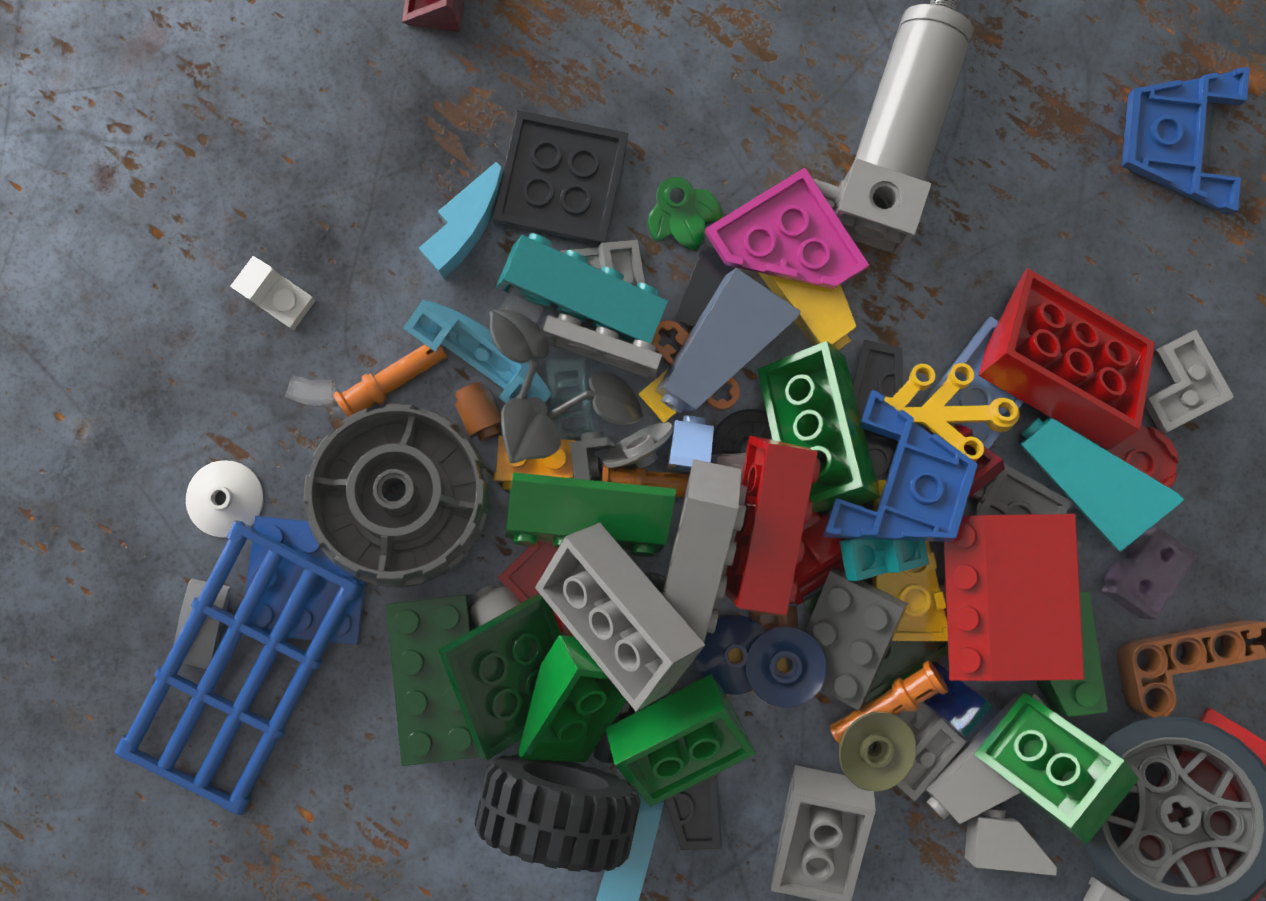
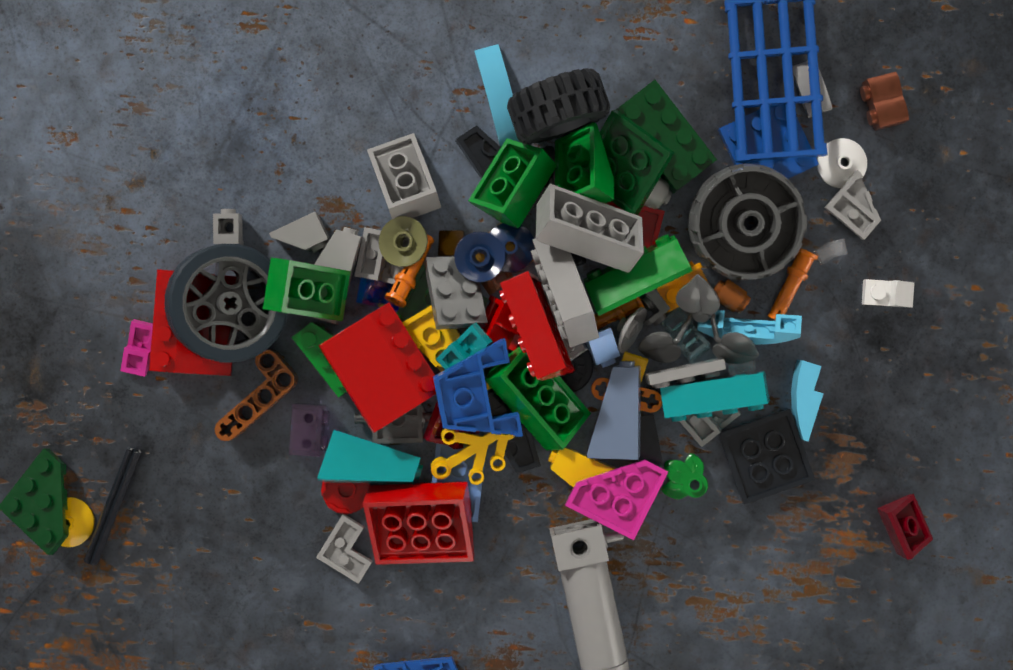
camera: 155 degrees right, 5 degrees up
(115, 546) = (885, 101): none -> copper brick
(244, 430) = (854, 207): none -> light grey wing
(810, 714) = (448, 241): none -> dark brown slope

